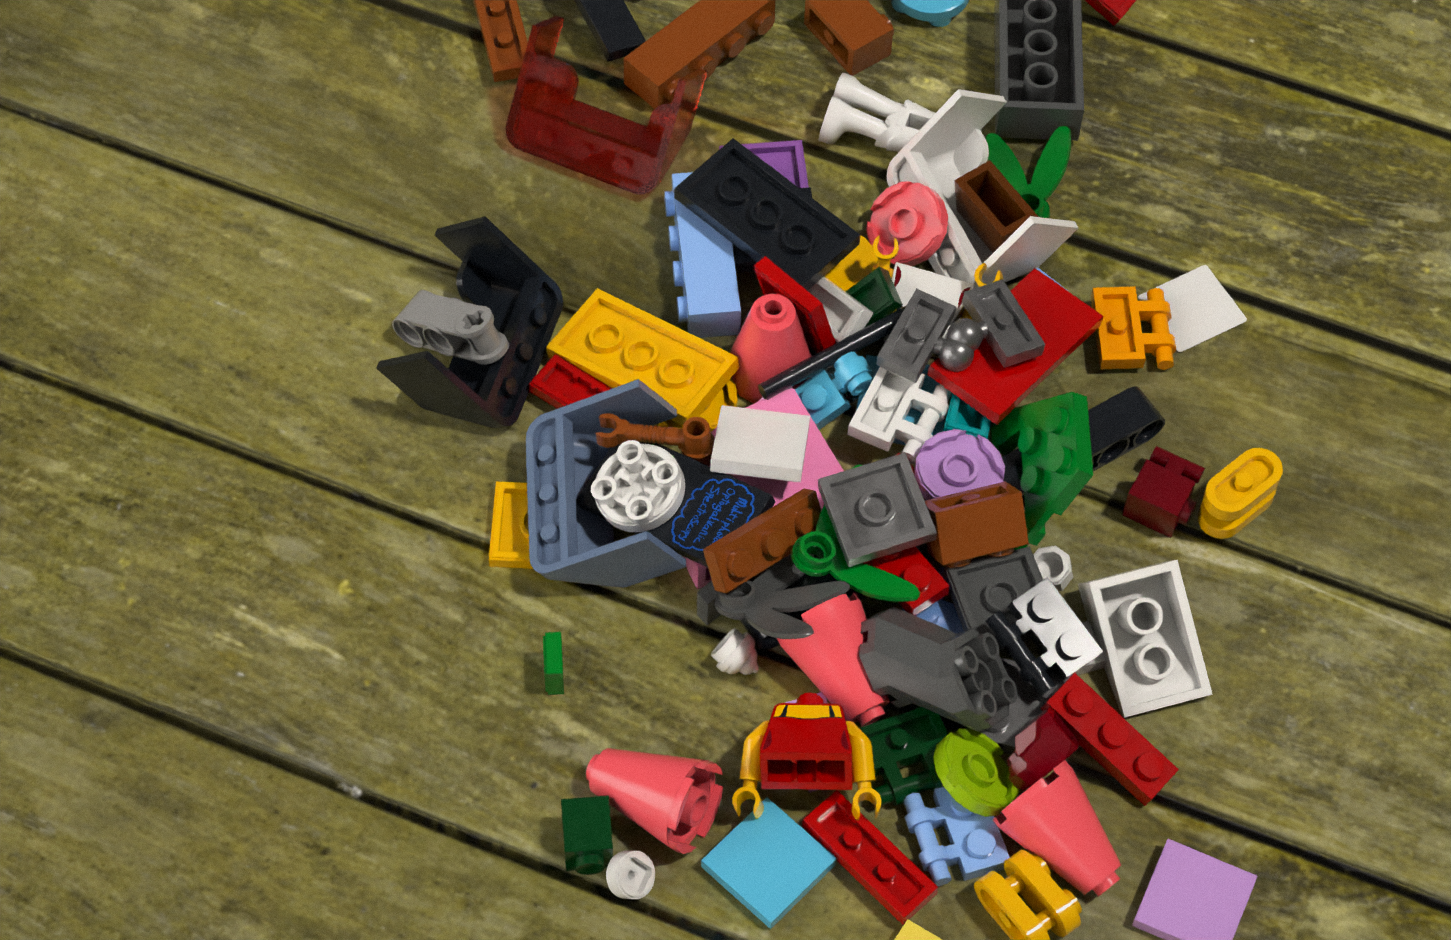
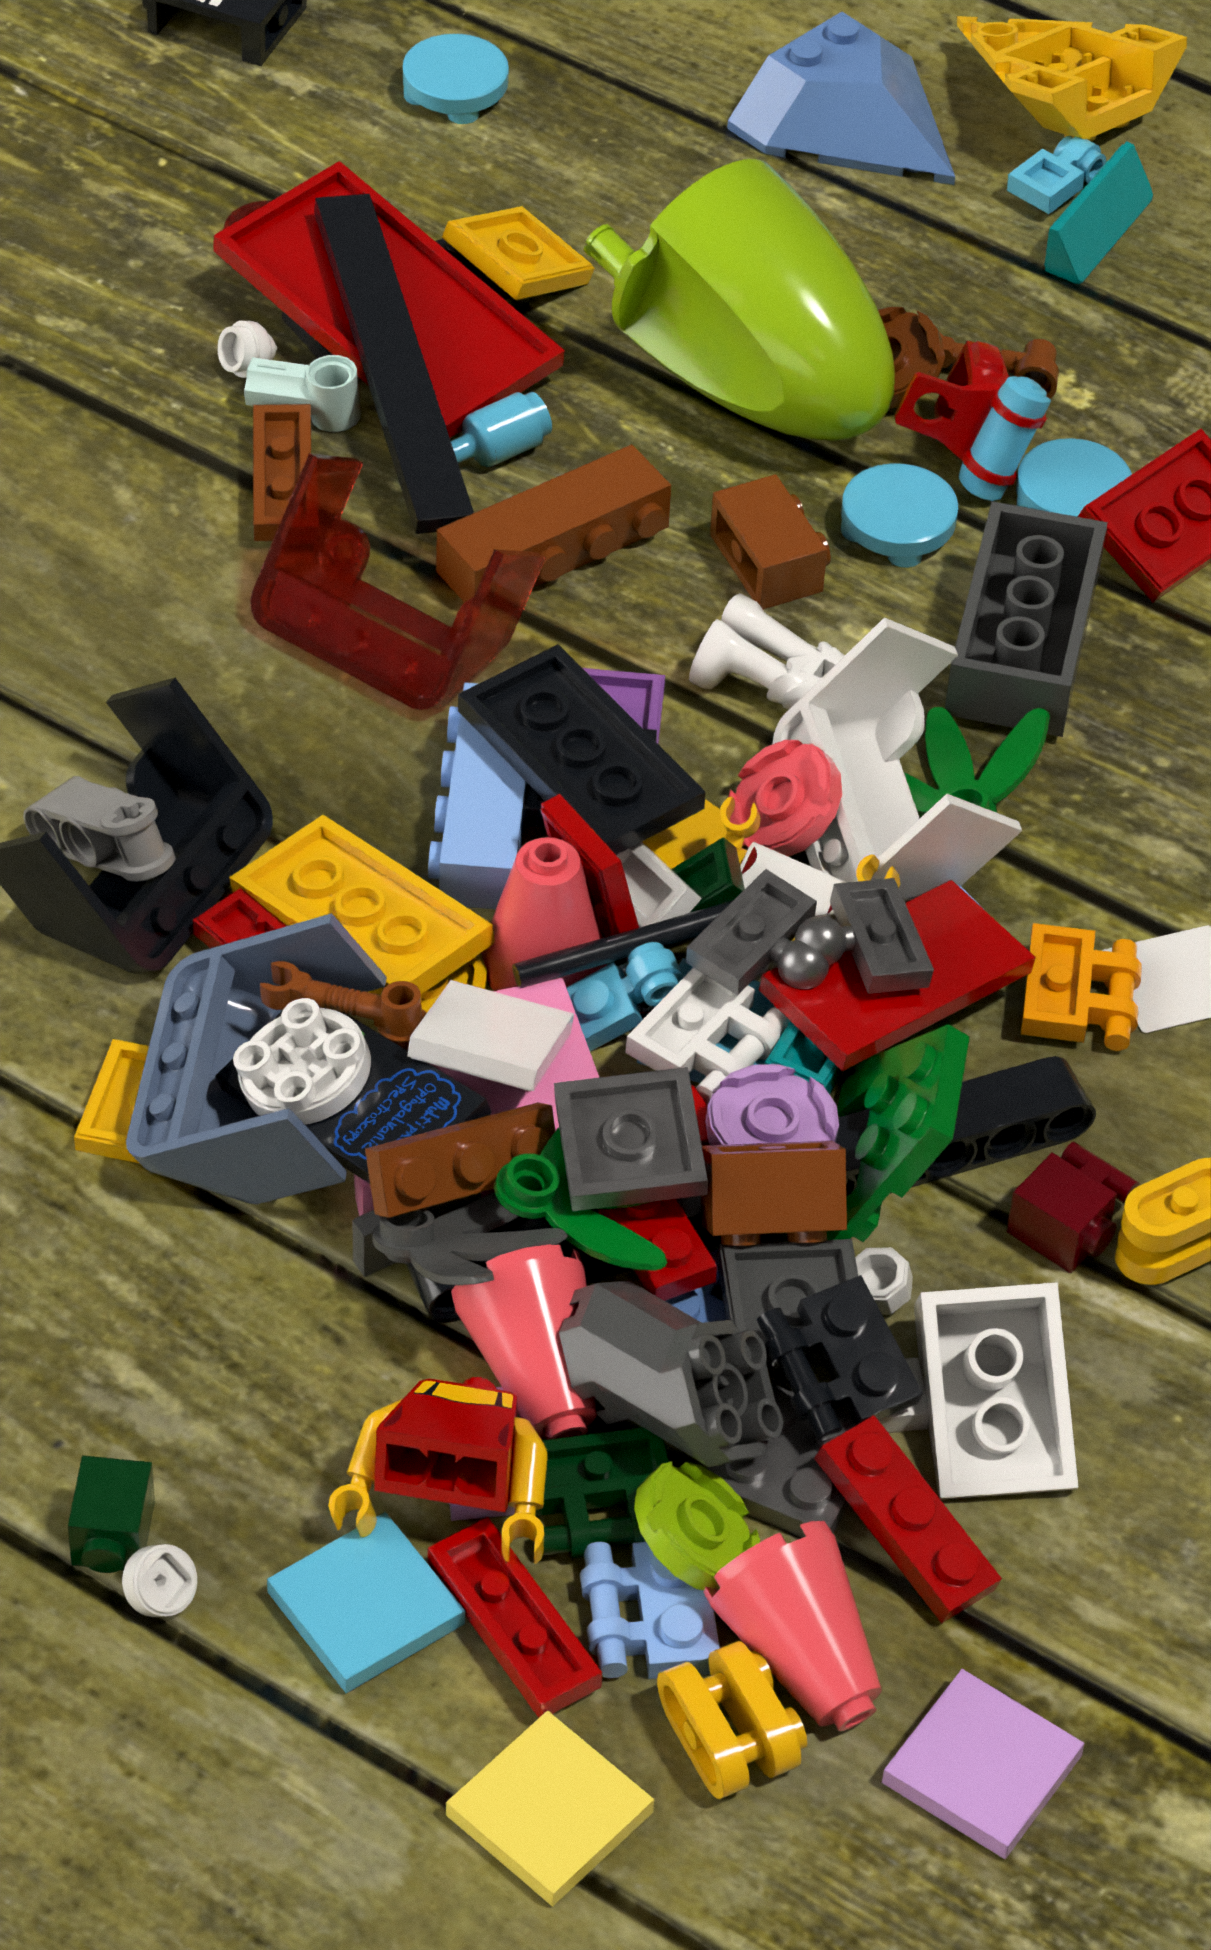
camera: 10 degrees right, 10 degrees down
(553, 663) = (126, 1283): green tile -> none
(660, 793) = (232, 1476): coral cone -> none
(736, 653) = (393, 1316): white plate -> none
(990, 205) = (902, 780): reddish brown brick -> none
(1040, 748) = (796, 1495): dark red rock -> none

